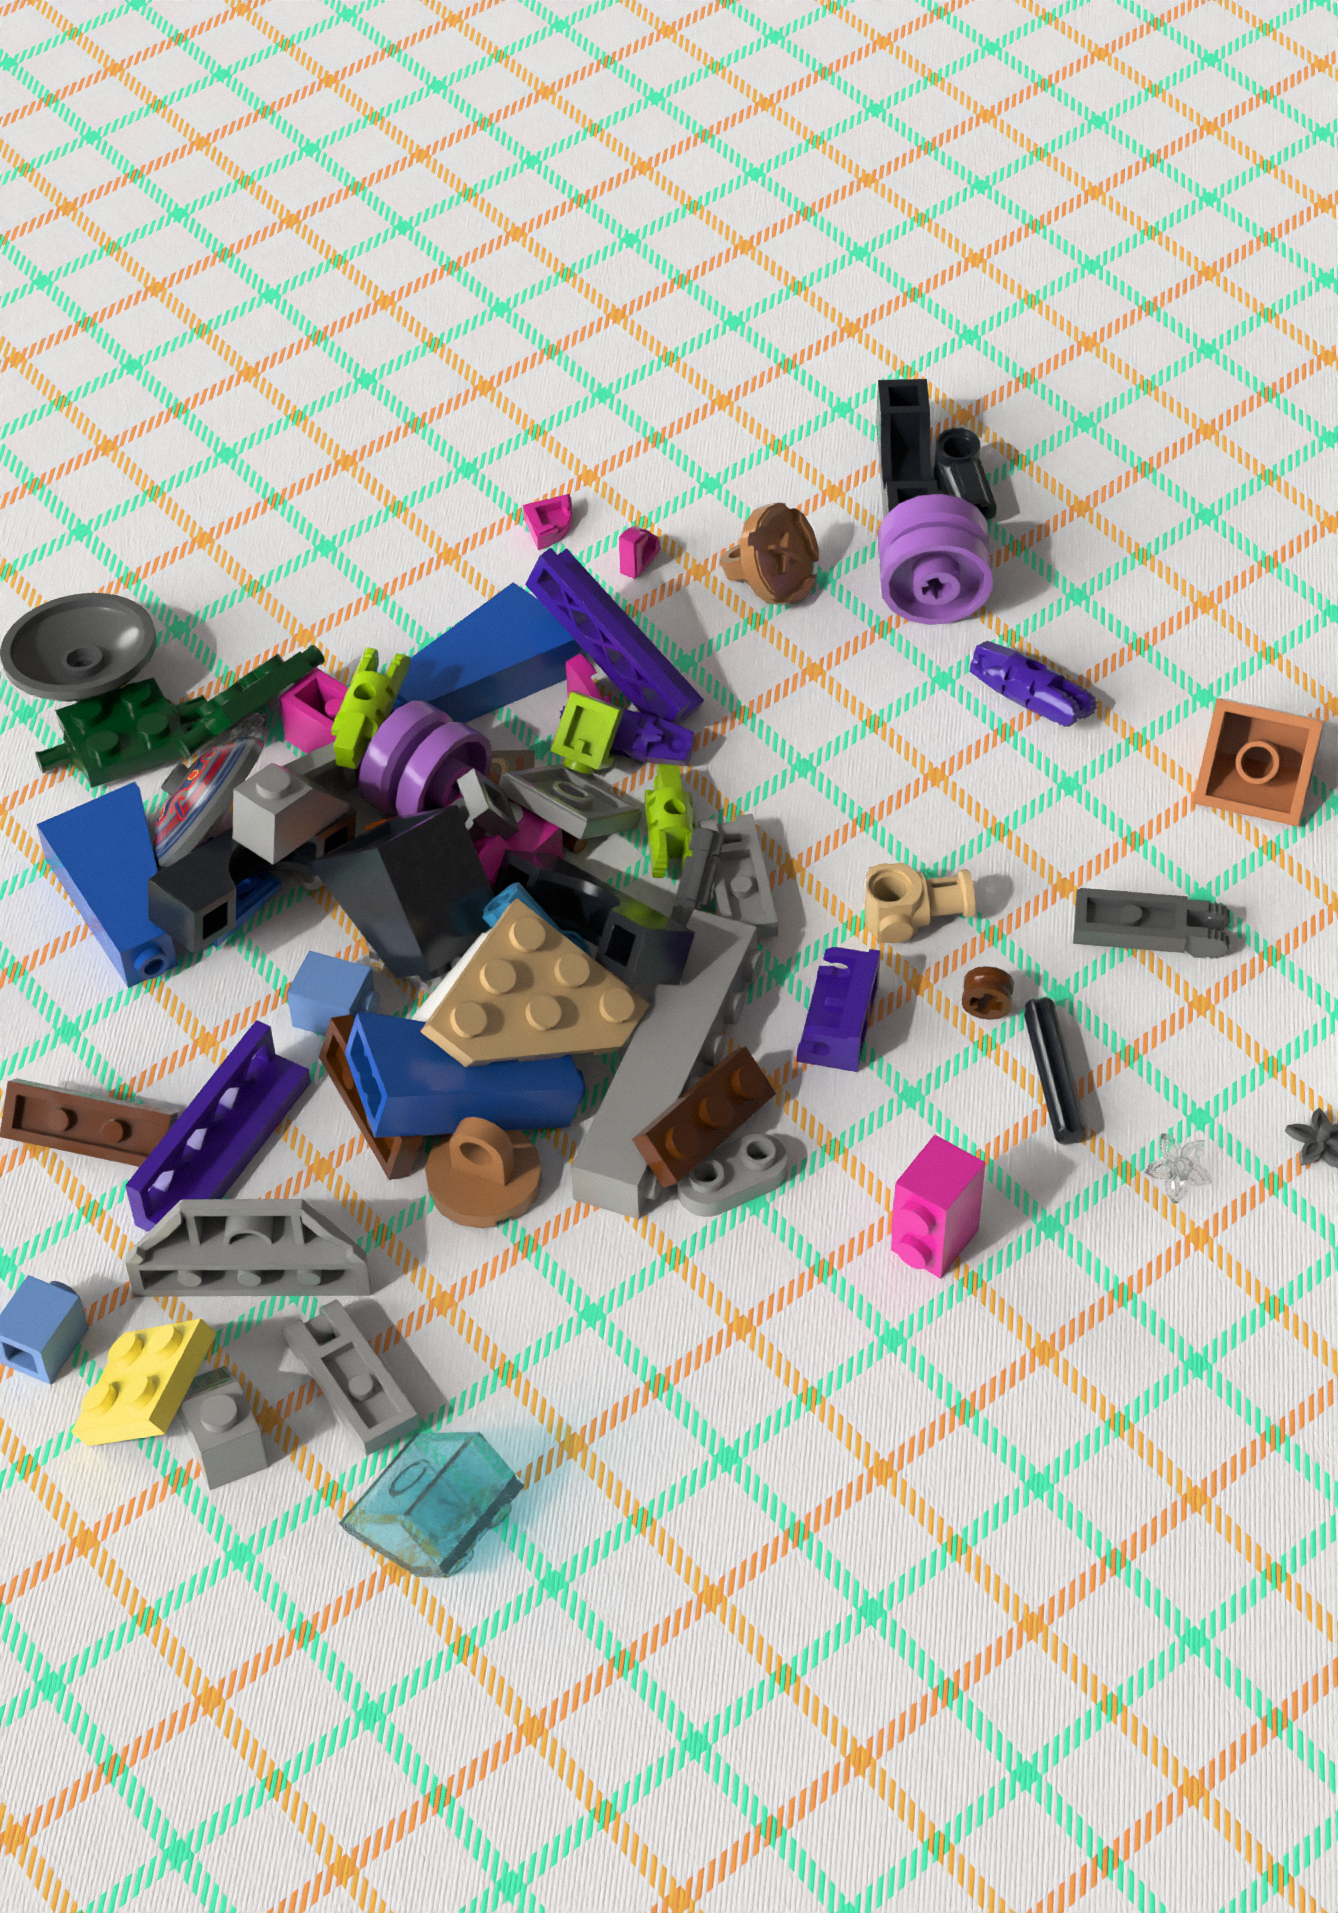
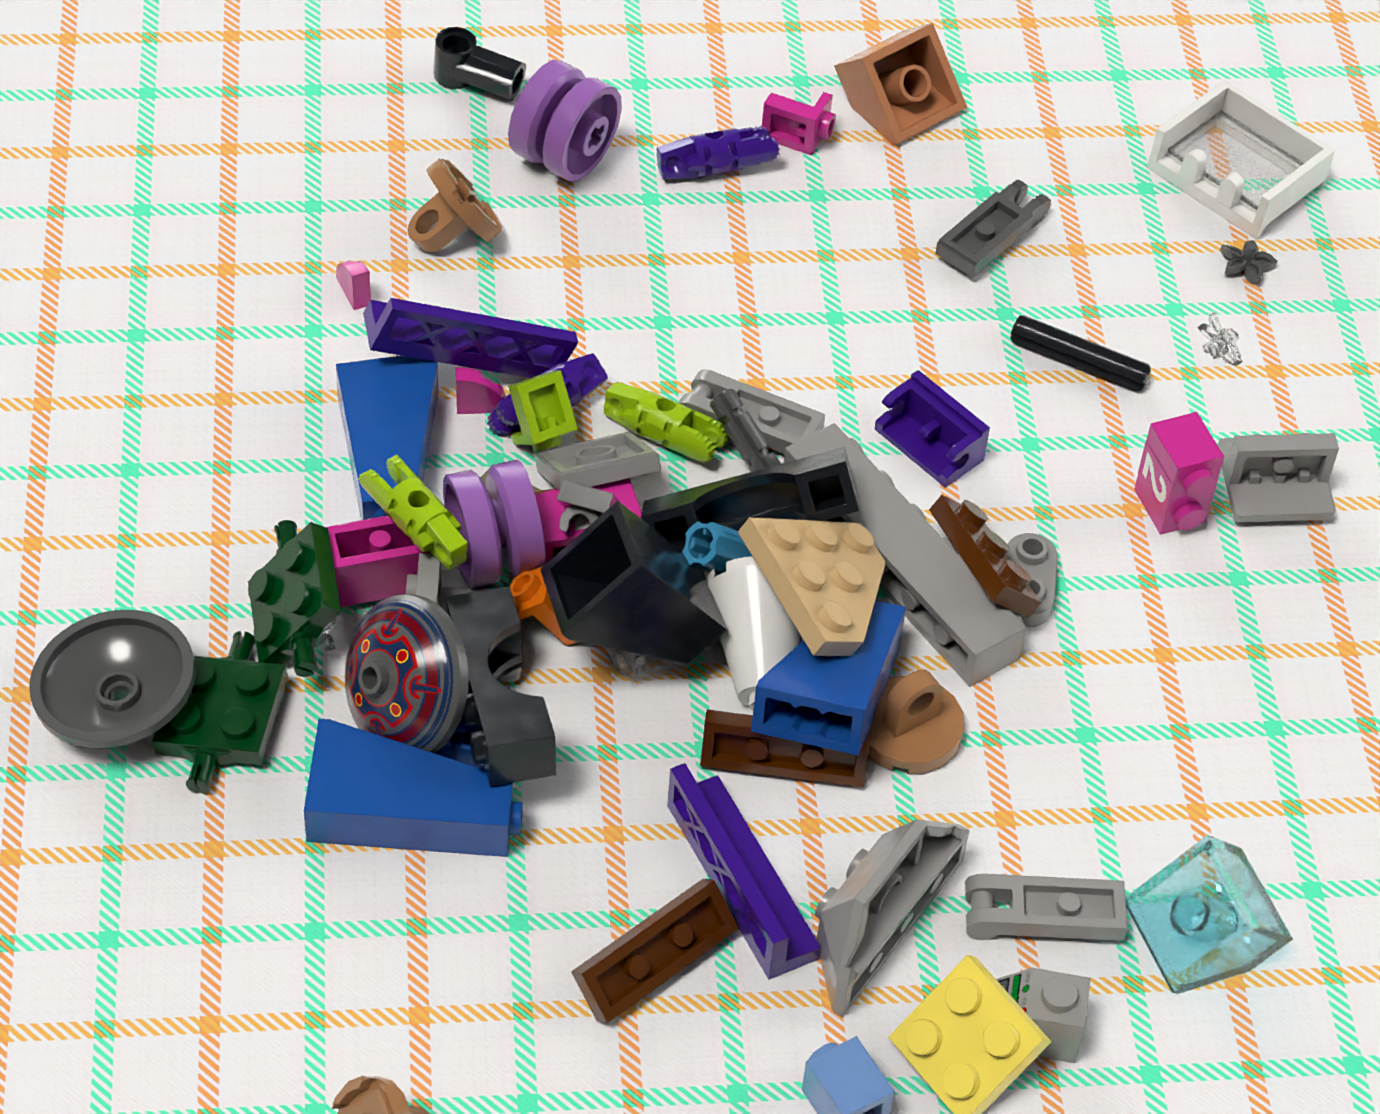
camera: 60 degrees left, 0 degrees up
(281, 811) = (497, 624): light grey slope -> none
(329, 989) = (659, 718): medium blue brick -> none
(548, 519) = (255, 317): dark pink tile -> none
(903, 441) = (400, 66): black arch -> none
(903, 900) = (862, 335): tan connector -> none
(987, 992) = (987, 344): reddish brown bush -> none
(1036, 1297) = (1279, 476): none -> light grey bracket
(1128, 721) = (797, 123): none -> dark pink bracket

